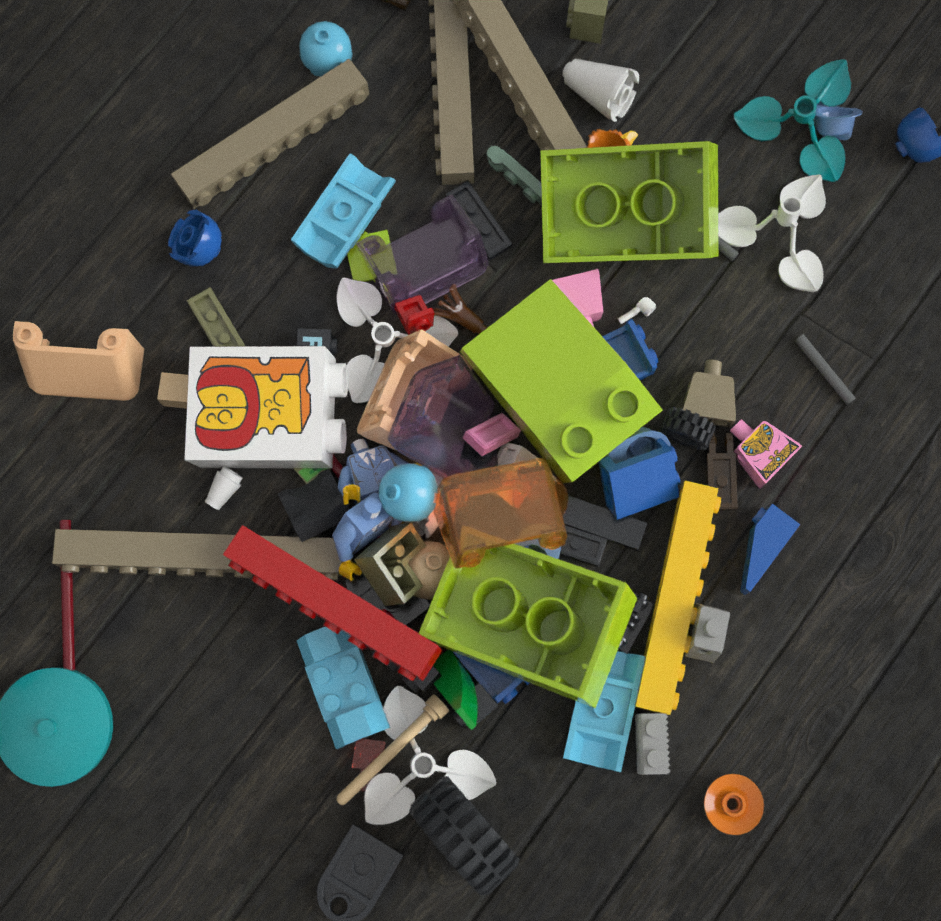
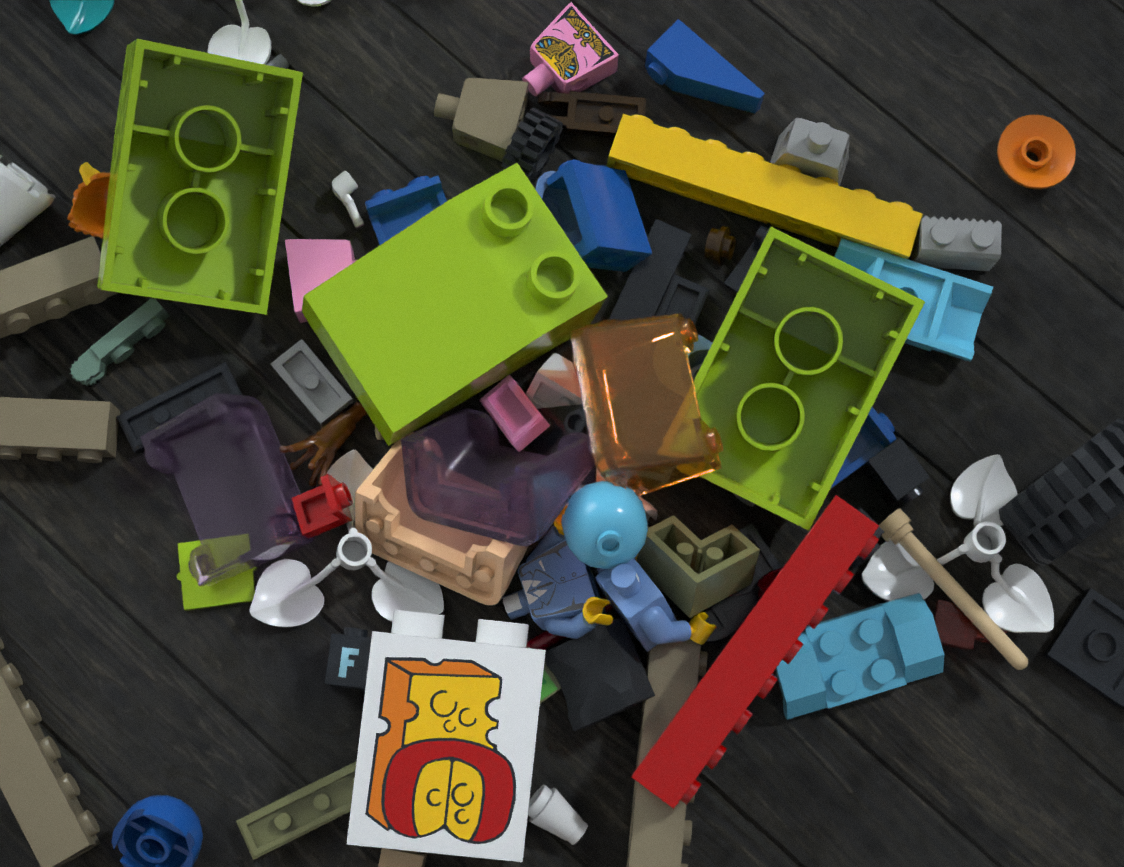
camera: 90 degrees left, 0 degrees up
(342, 213) = (144, 606): medium azure piece -> none
(429, 567) = (703, 507): tan cylinder -> none
(457, 687) = (884, 484): green slope -> none
(502, 299) = (312, 382): none -> light grey plate
(632, 569) = (720, 245): none -> dark brown plate

